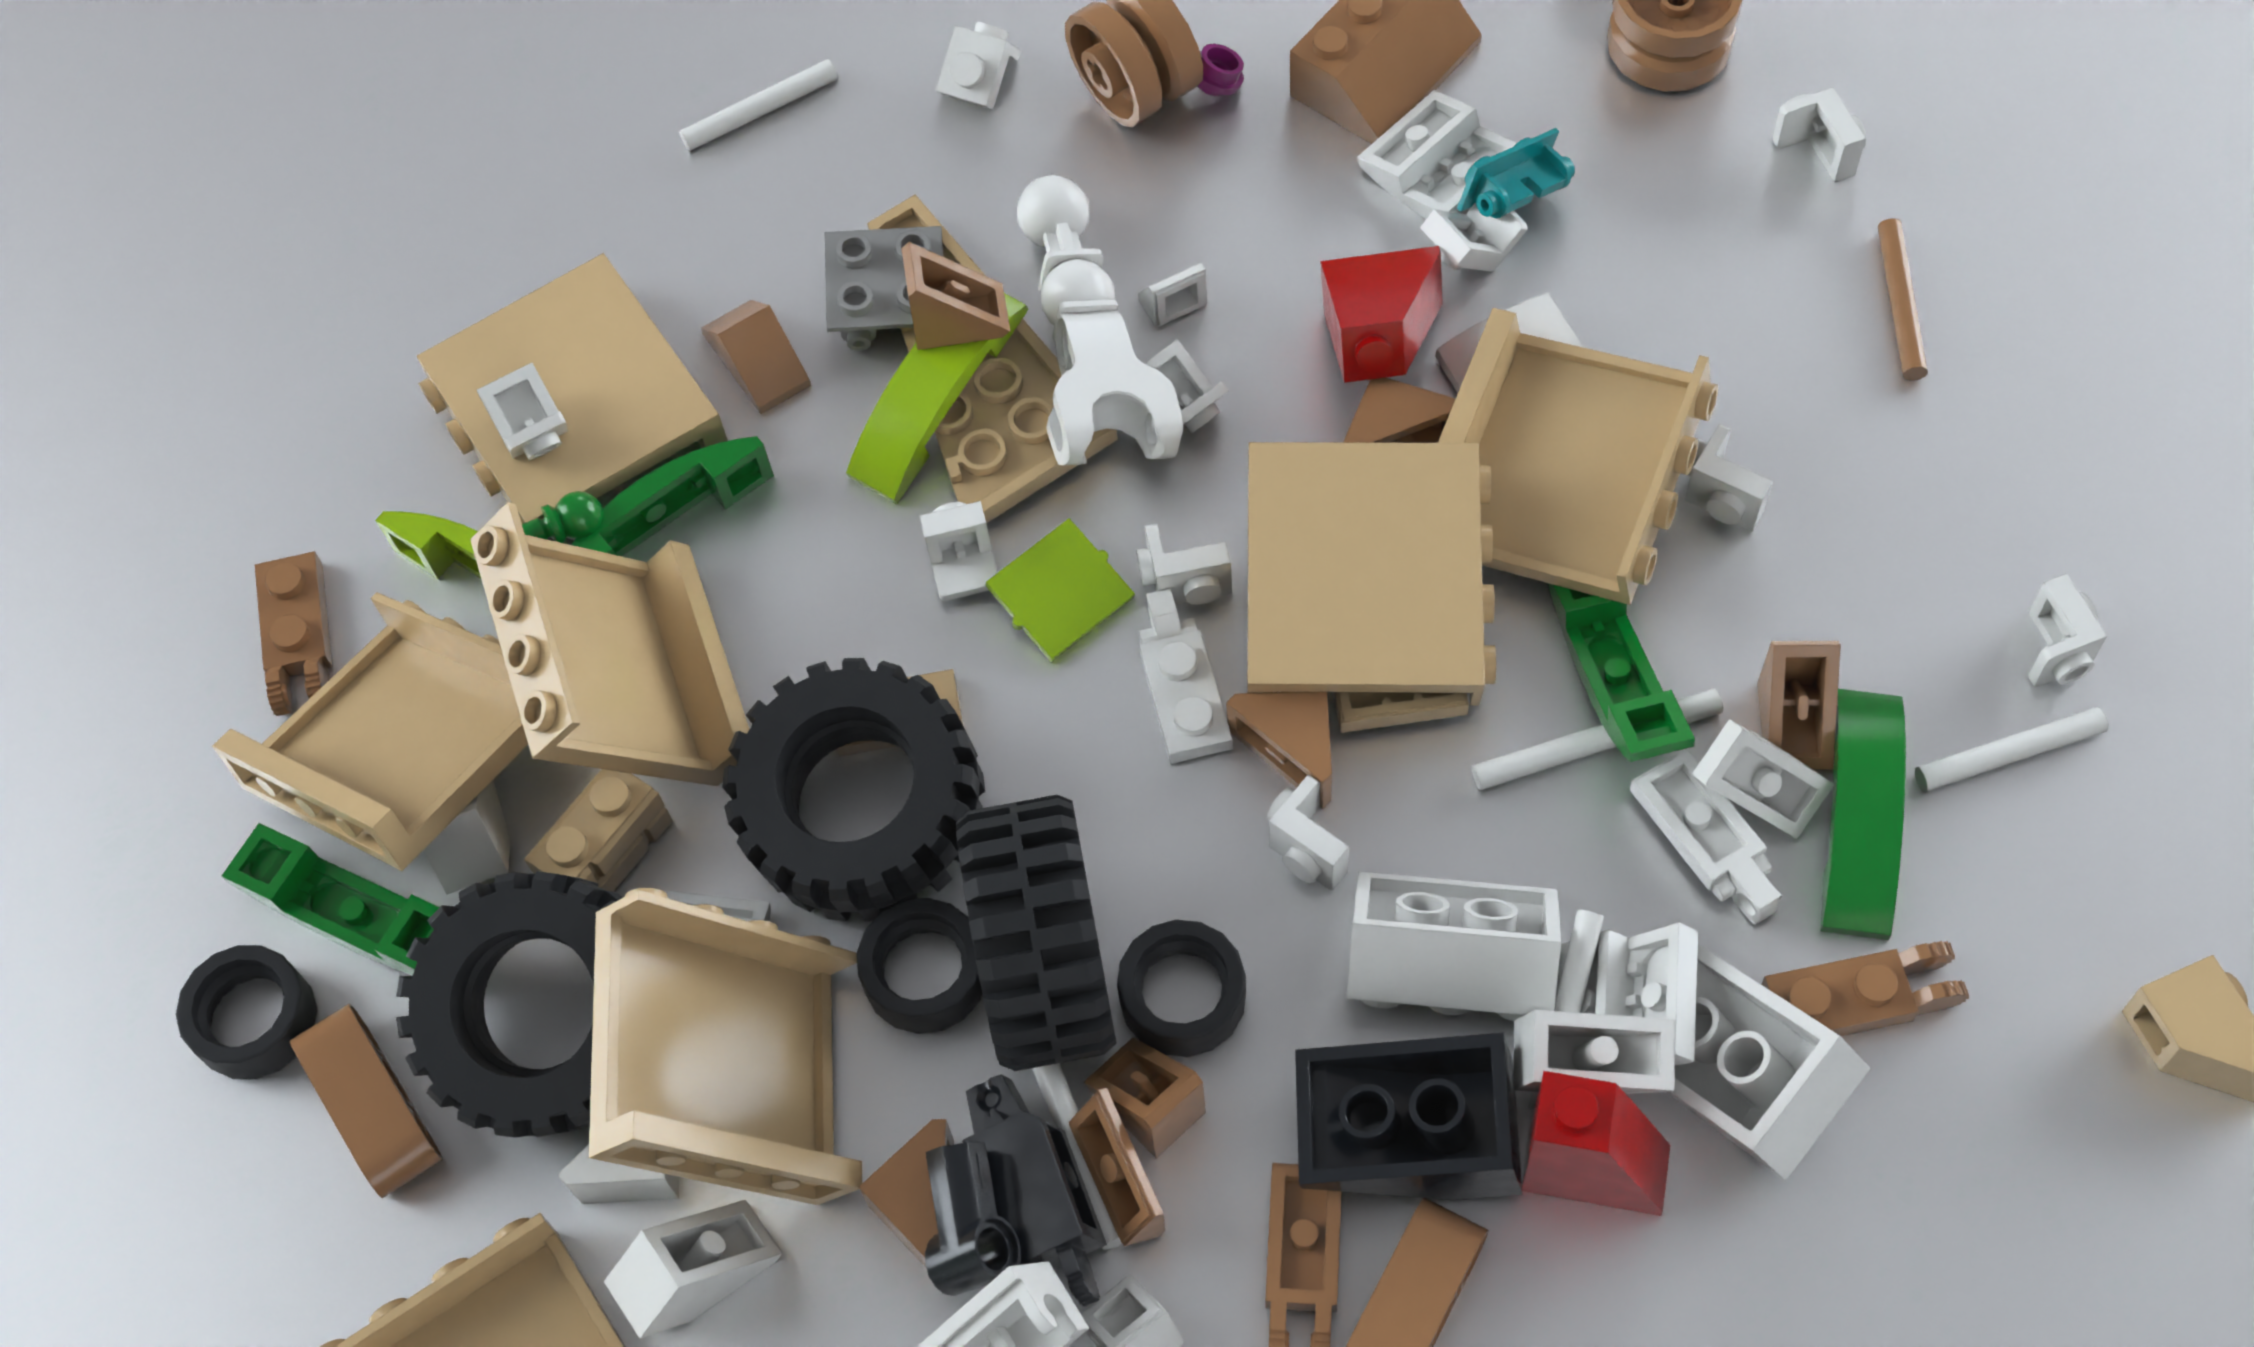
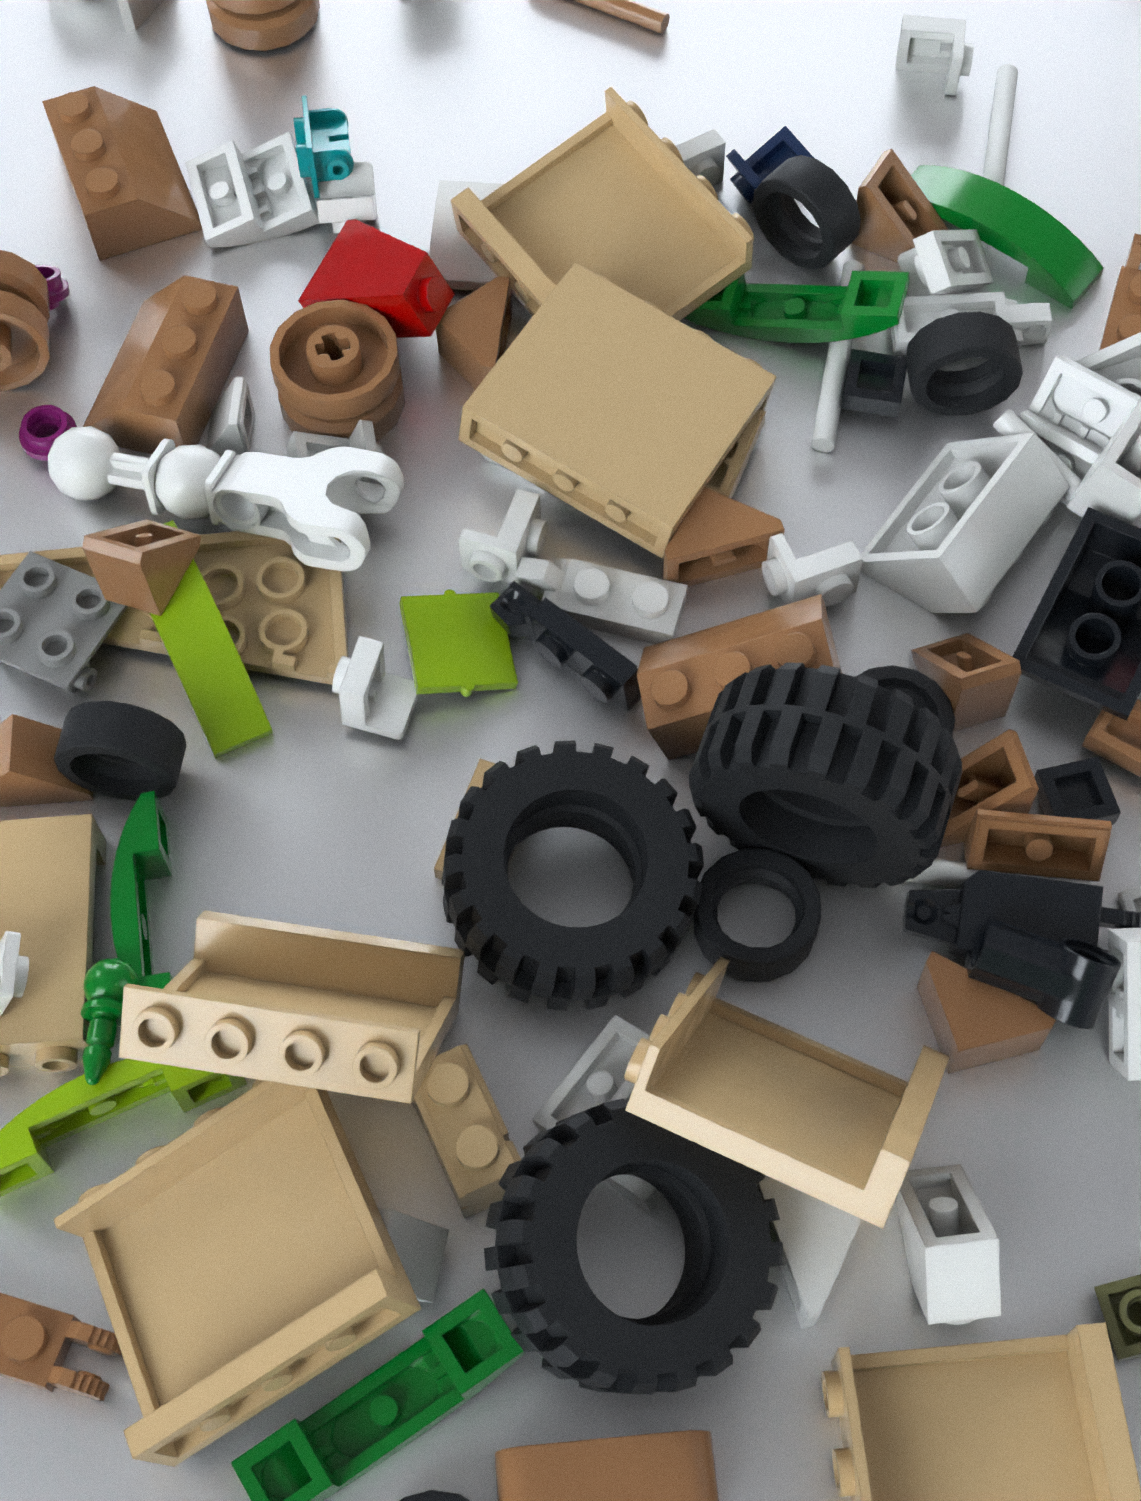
camera: 65 degrees left, 0 degrees up
(787, 400) = (120, 750): none -> black tyre
(1081, 157) = (40, 424): none -> magenta plate
(1105, 677) = (566, 641): none -> black hinge
(1149, 826) = (688, 672): none -> medium nougat slope
(1197, 216) = (172, 365): none -> medium nougat slope
(1203, 1185) = (1077, 791): none -> black plate
(1266, 338) = (337, 367): none -> medium nougat wheel
(1274, 1021) = (972, 675): none -> medium nougat slope
(1575, 785) = (874, 383): none -> black plate
(1632, 848) = (959, 338): none -> black tyre
(1726, 615) = (823, 196): none -> black tyre
(1777, 564) = (764, 161): none -> dark blue bracket

